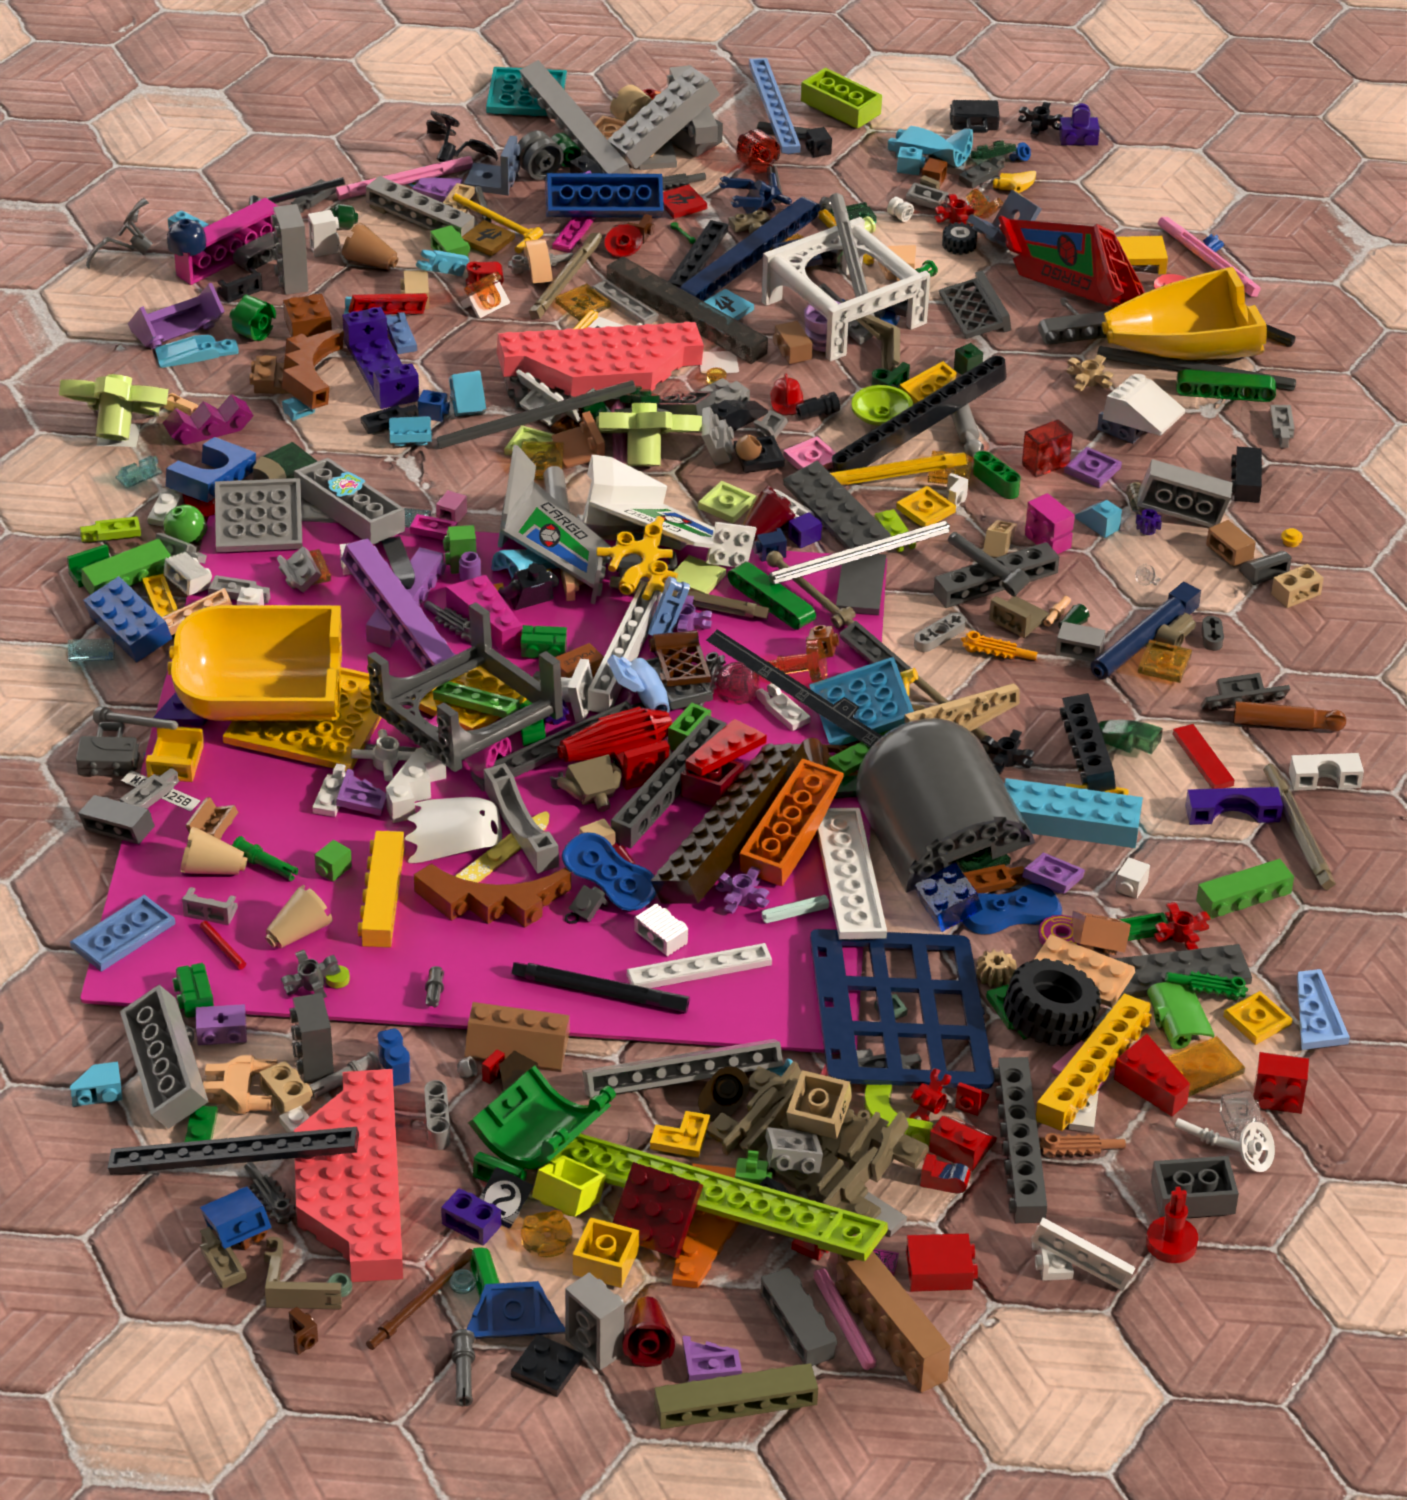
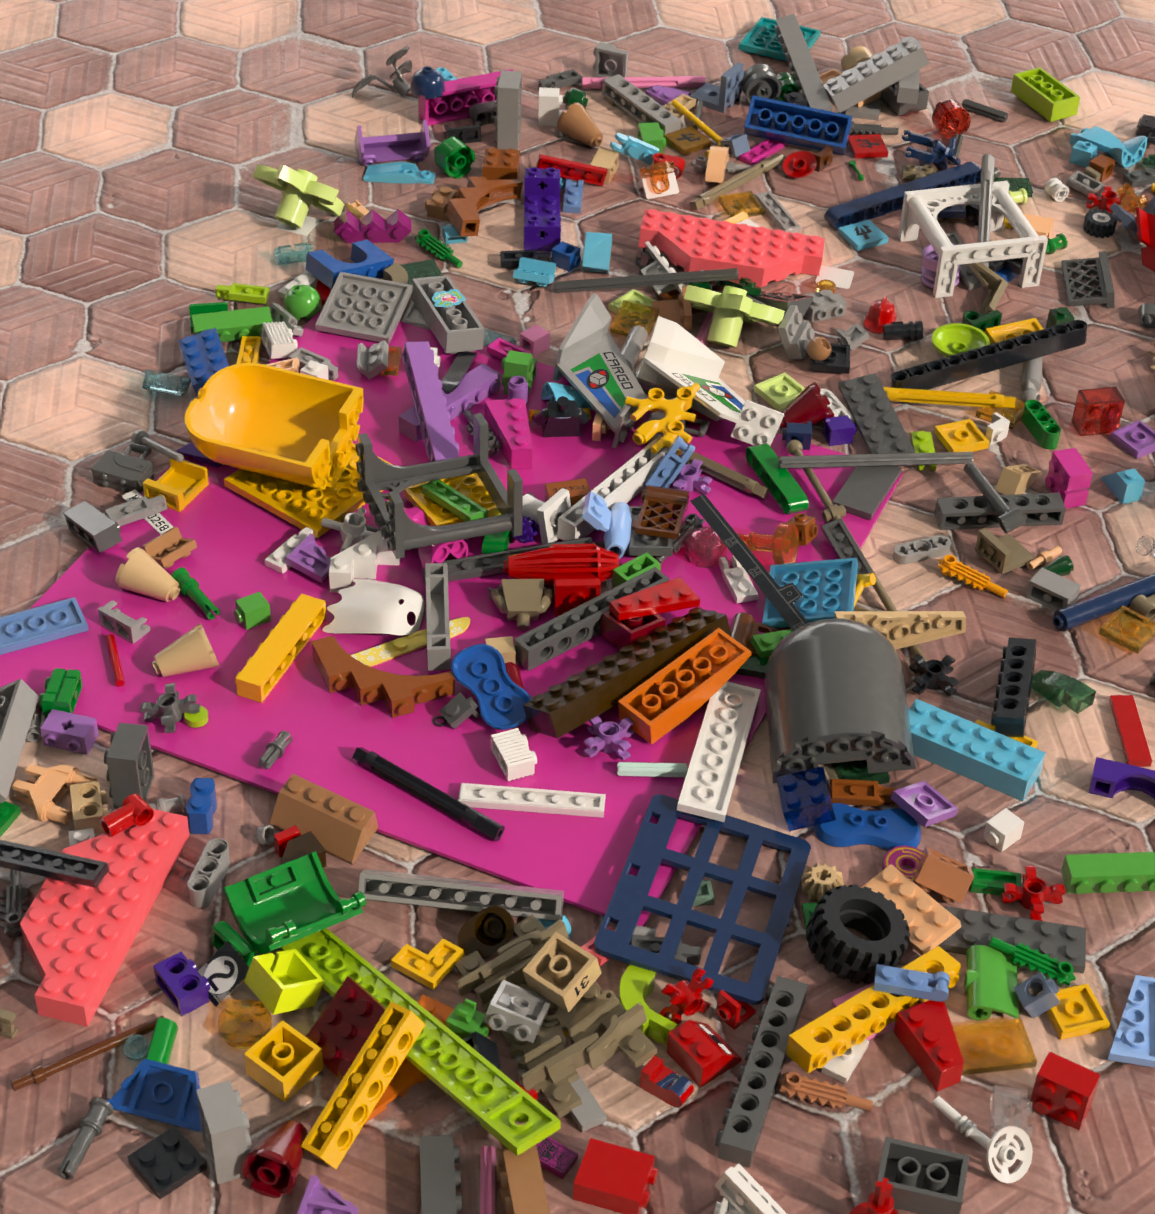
camera: 20 degrees right, 0 degrees up
(281, 425) = (426, 240): none -> green piece
(301, 192) = (556, 73): black bar -> none
(344, 1079) = (133, 811): none -> red piece
(345, 1282) = (24, 1014): sand green plate -> none
(360, 162) = (610, 61): none -> light grey plate
(448, 150) = (688, 50): black plant -> none
(541, 639) = (548, 467): green brick -> none
(546, 230) = (737, 144): none -> sand blue brick
(687, 308) = (822, 223): clear smoke brick -> none
(696, 1247) = (363, 1085): none -> yellow brick
(699, 252) = (861, 187): black plate -> none
(699, 574) = (719, 446): yellowish green tile -> none
(739, 412) = (826, 320): black slope -> none
(774, 106) = (983, 89): medium blue plate -> none
(793, 342) = (905, 273): medium nougat brick -> none
(809, 452) = (881, 365): bright pink plate -> none
(818, 142) = (1009, 124): black brick -> none
(1118, 1030) = (912, 983): none -> medium blue plate
(1226, 1020) = (1028, 991): none -> sand blue brick

